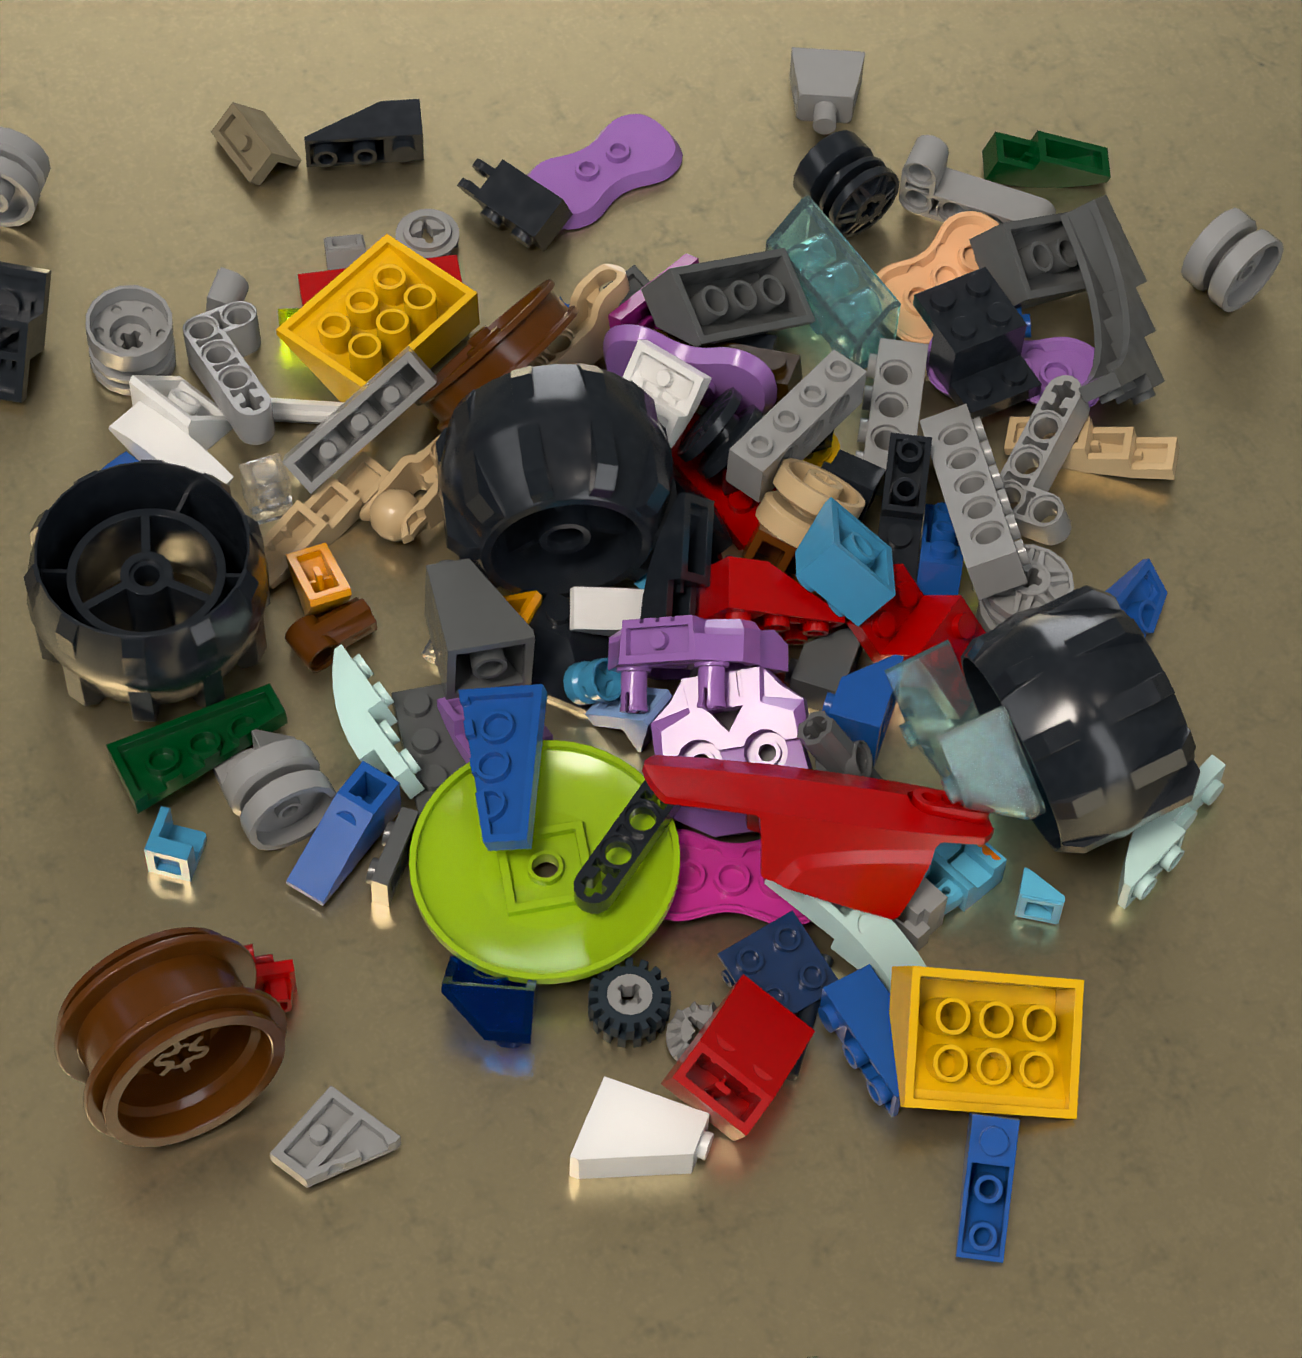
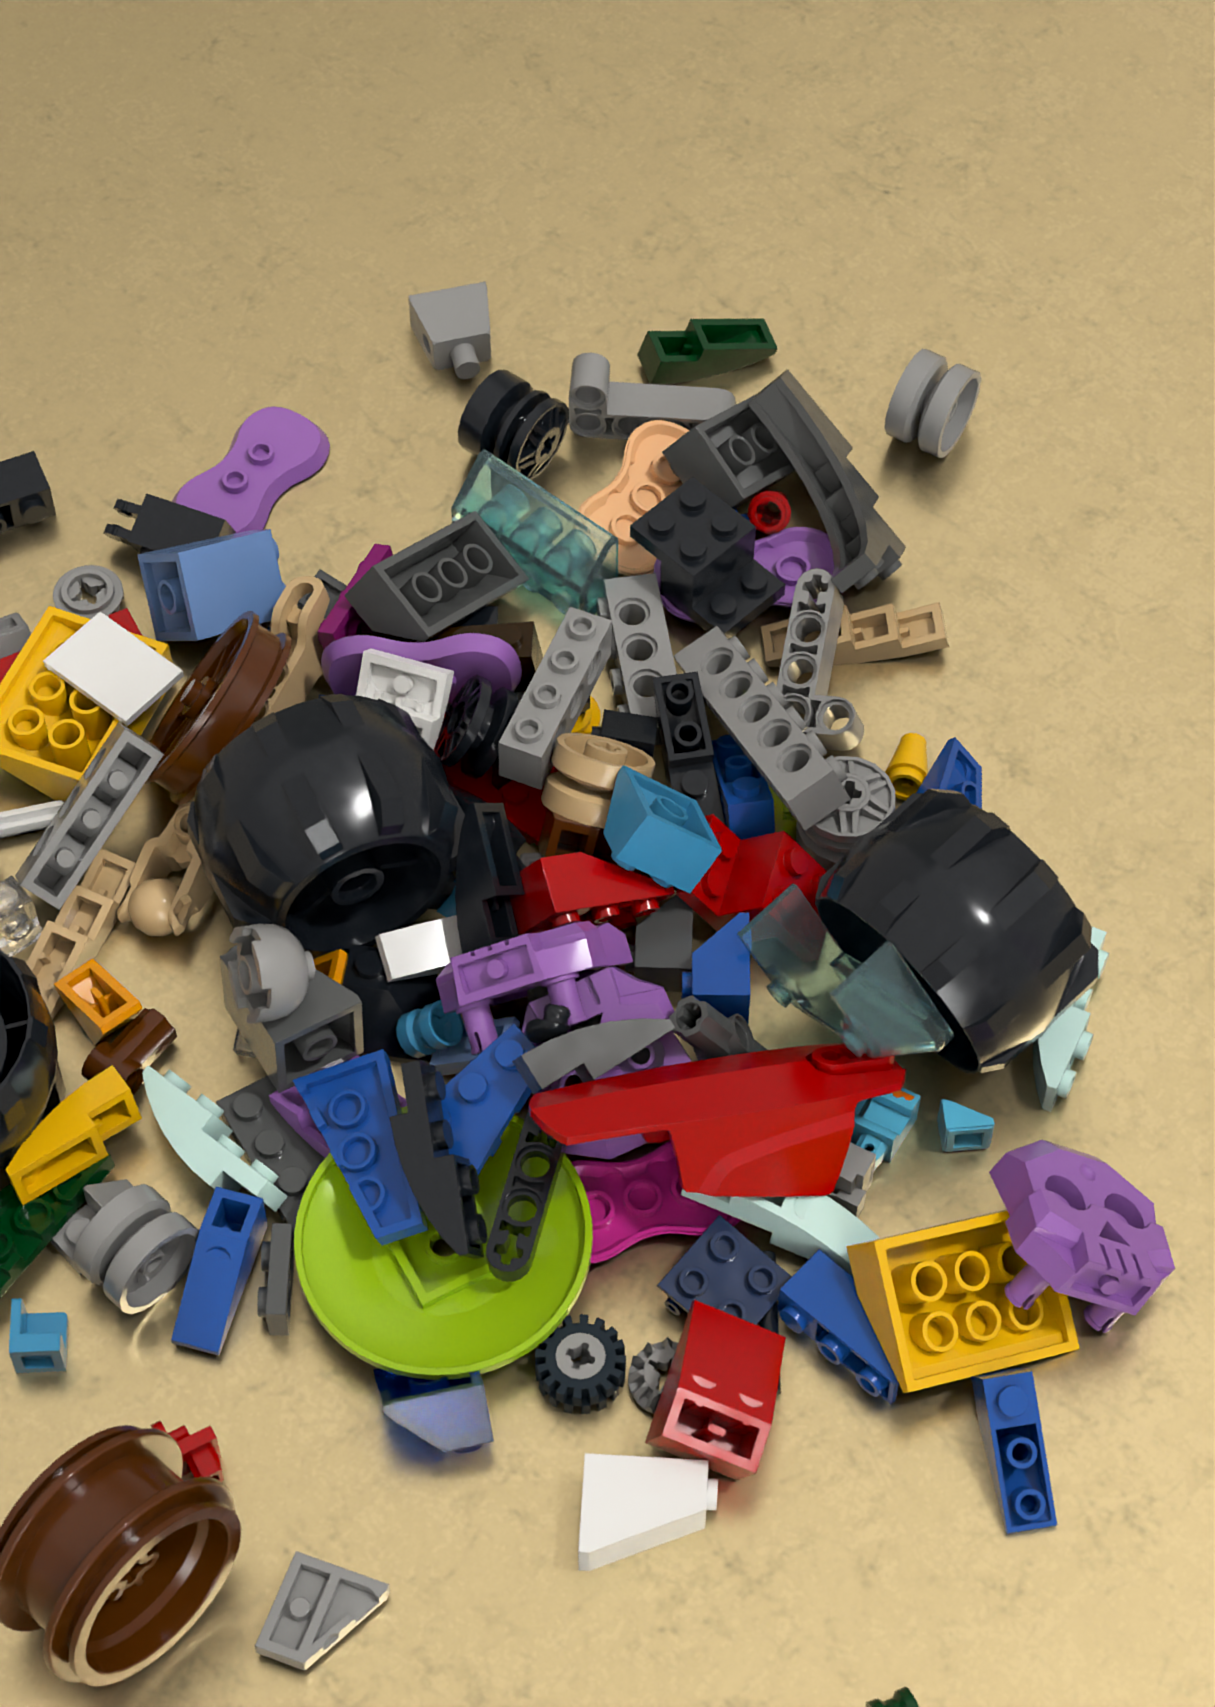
camera: 15 degrees left, 0 degrees up
(257, 685) = (73, 1135): none -> yellow slope
(423, 301) = (113, 668): none -> white piece
(461, 587) = (269, 971): none -> light grey cylinder
(526, 248) = (209, 583): none -> medium blue slope
(551, 806) = (440, 1181): none -> black slope
(604, 757) = (486, 1097): none -> blue wing
(689, 703) = (552, 1025): none -> black arm
(718, 732) = (588, 1050): none -> dark grey slope
(1043, 317) = (765, 519): none -> red cone
(1101, 569) = (908, 765): none -> yellow cone
(1106, 1014) = (1080, 1232): none -> medium lavender brick

